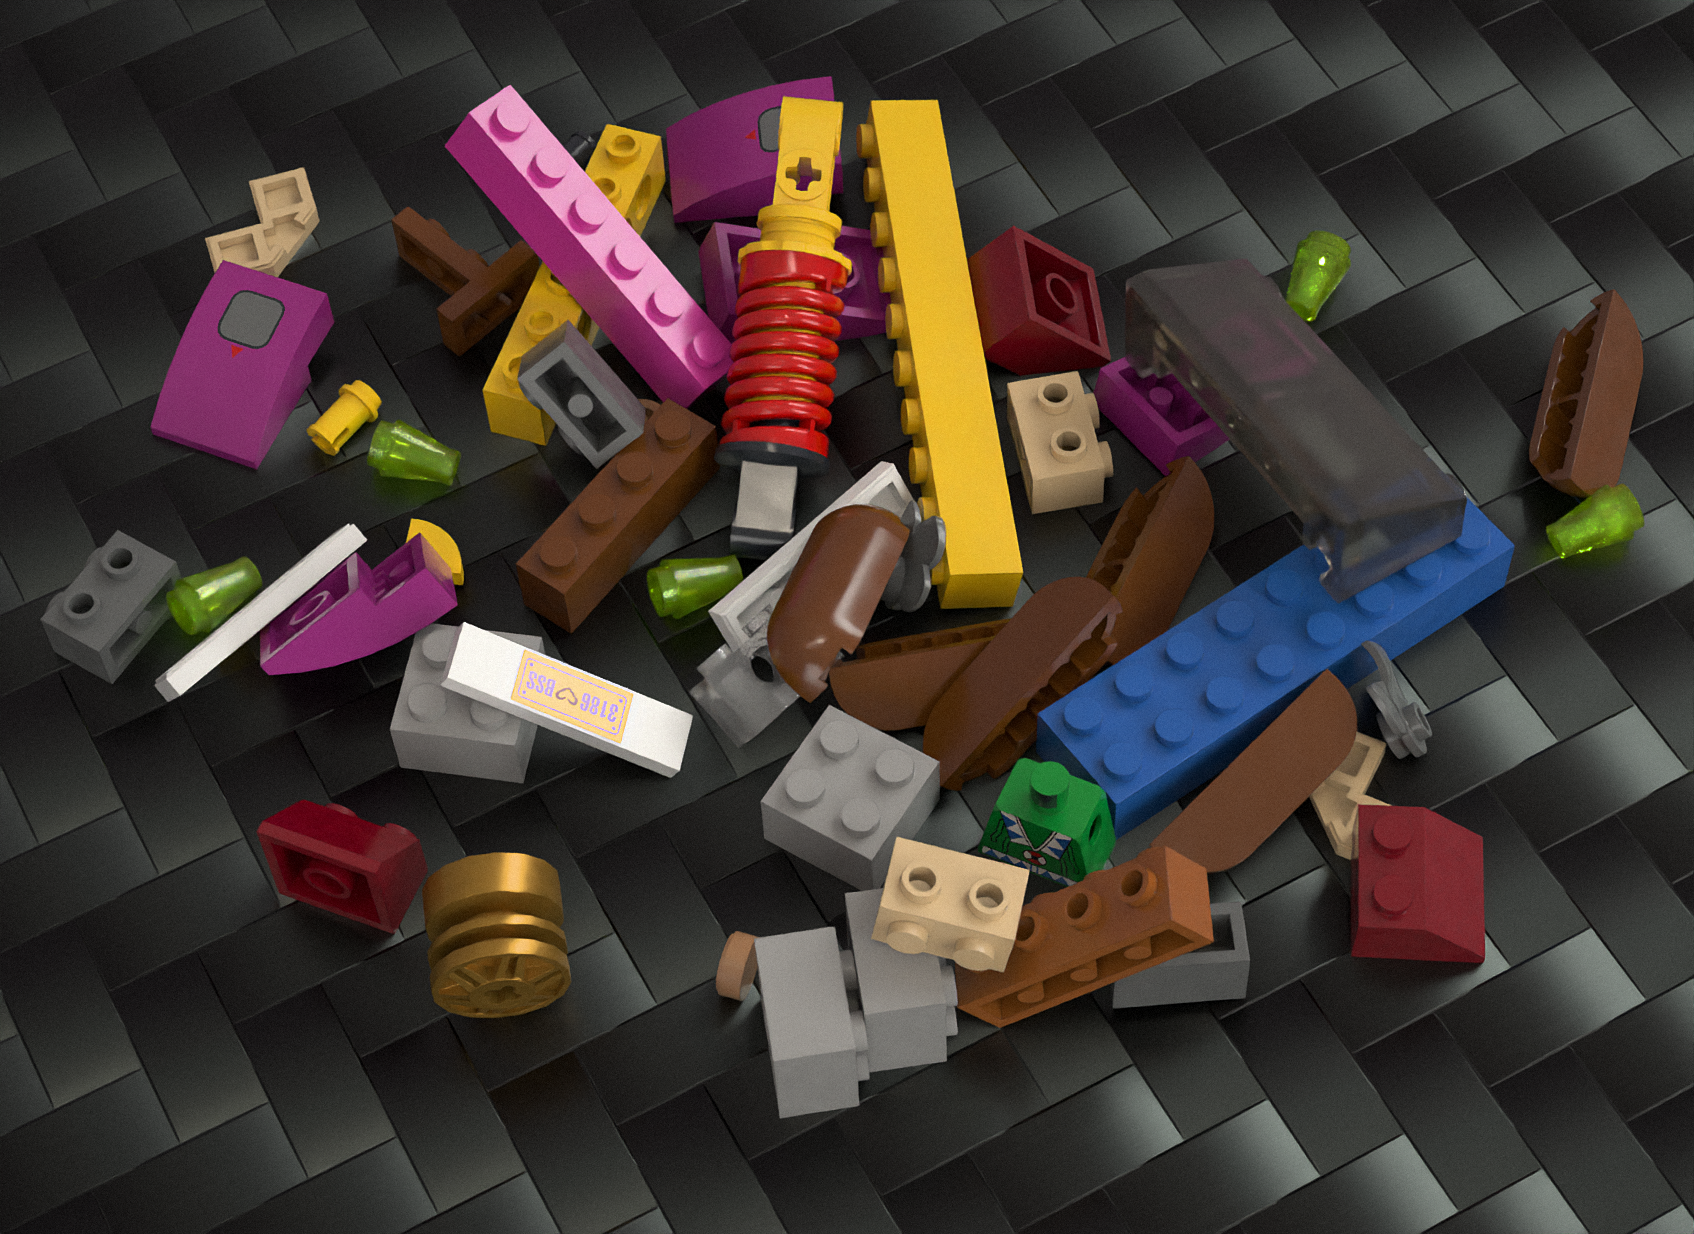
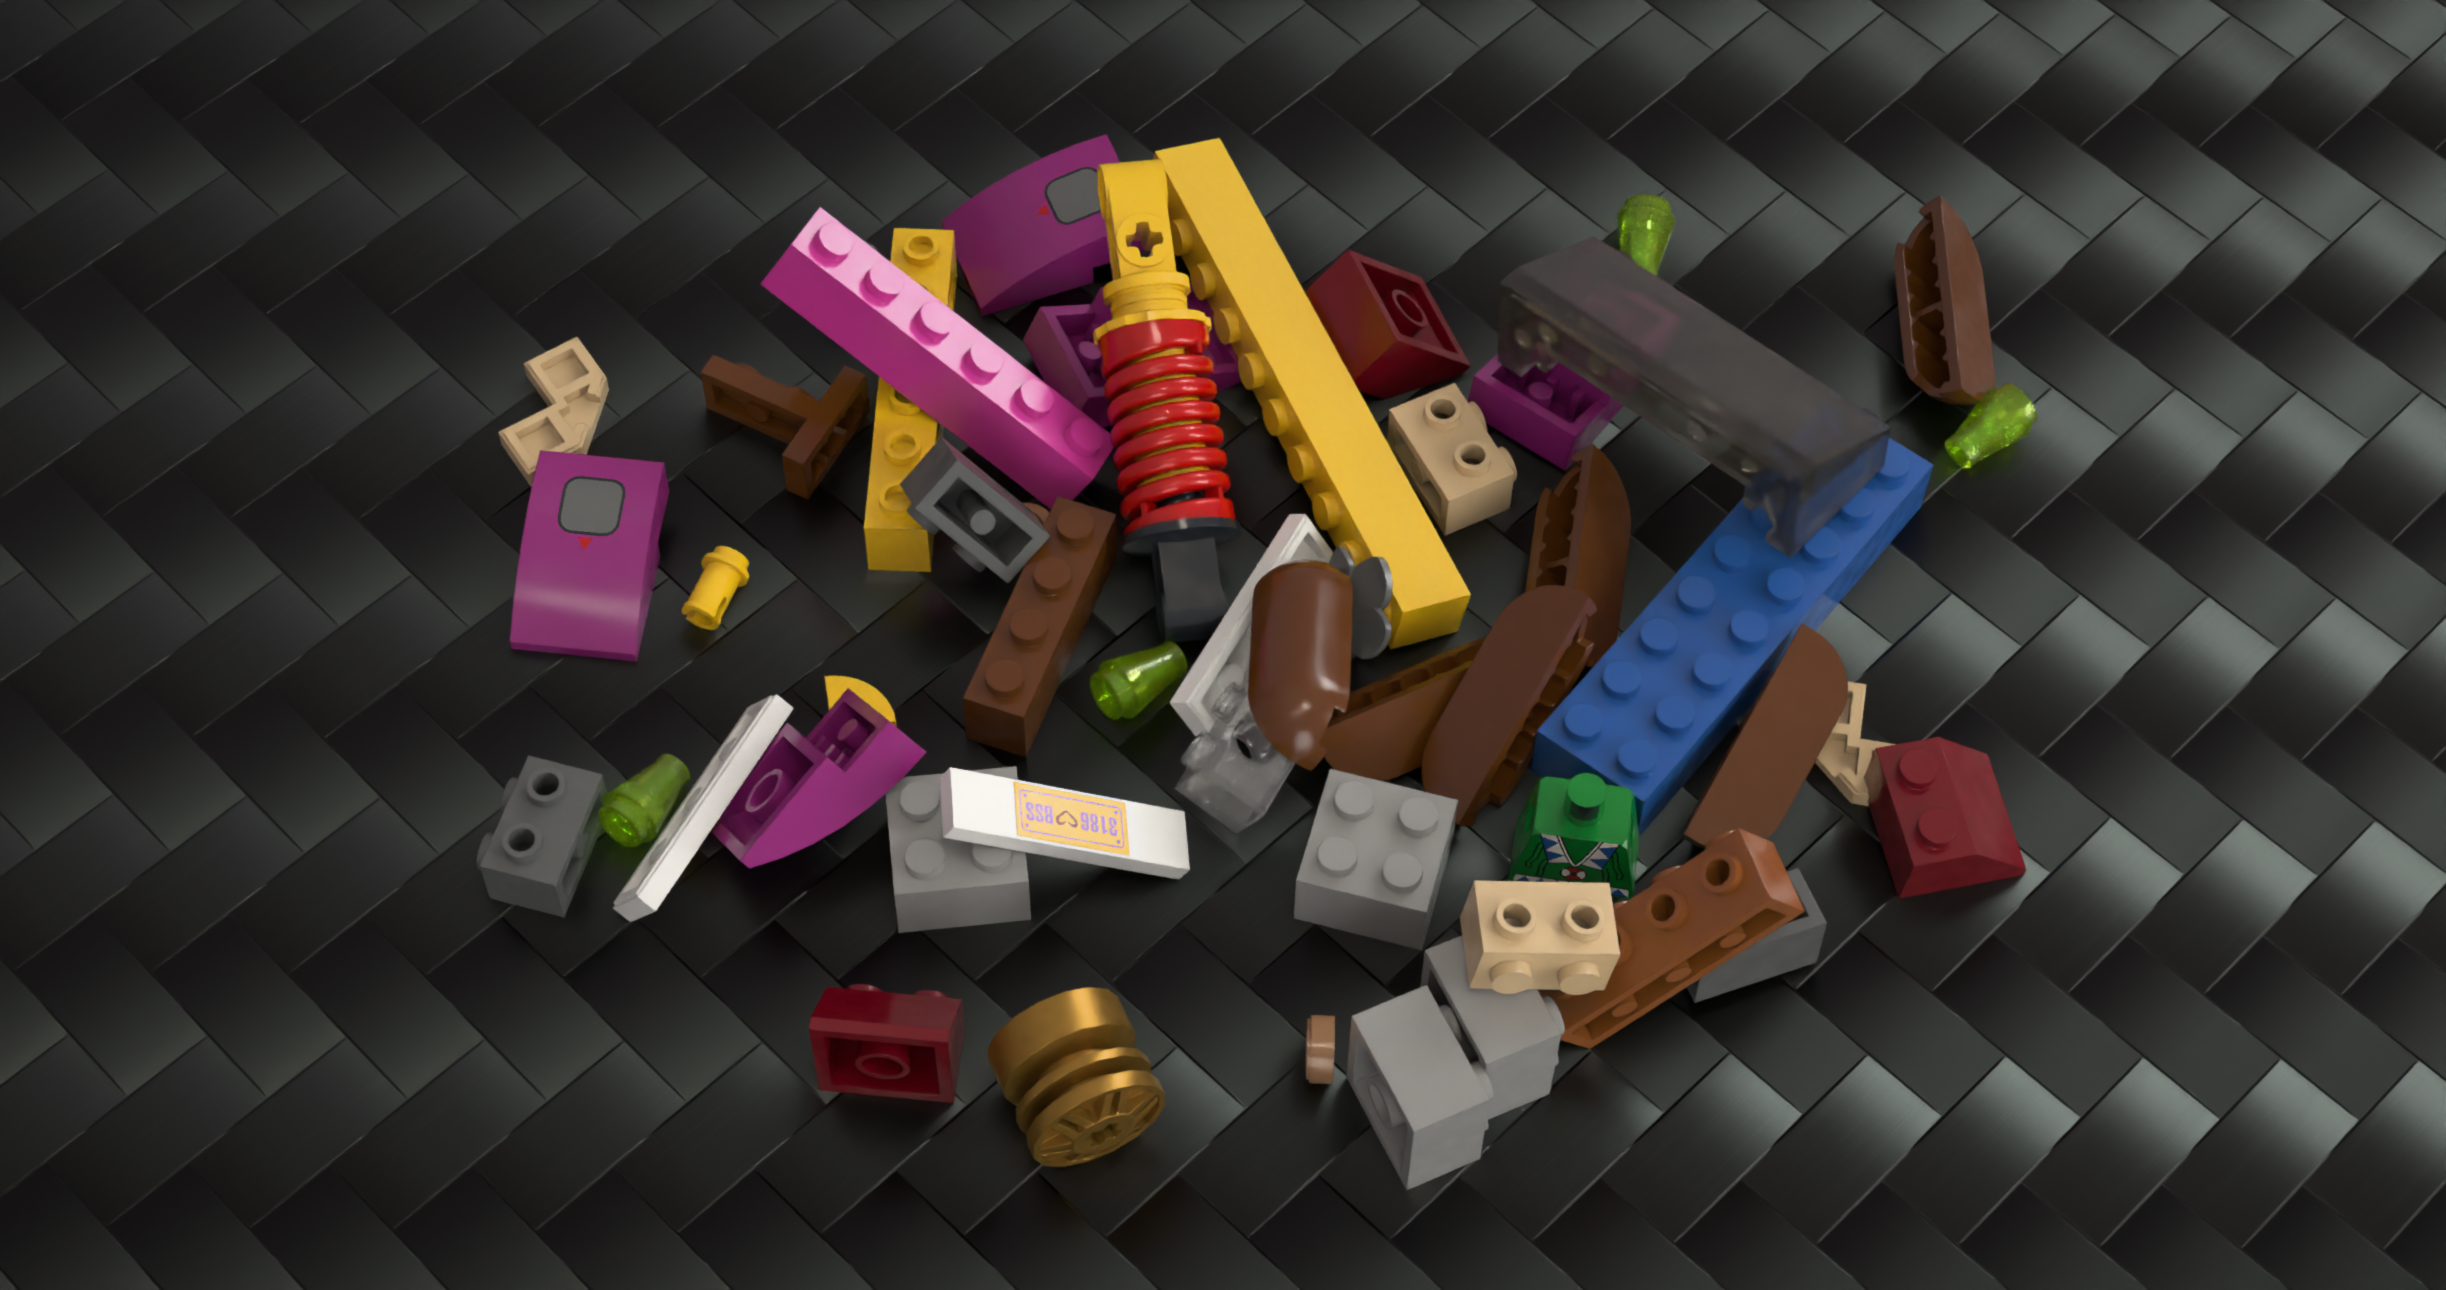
camera: 20 degrees left, 0 degrees up
(410, 454) = (801, 610): clear neon green cone -> none
(1400, 723) = (1877, 662): dark grey plate -> none

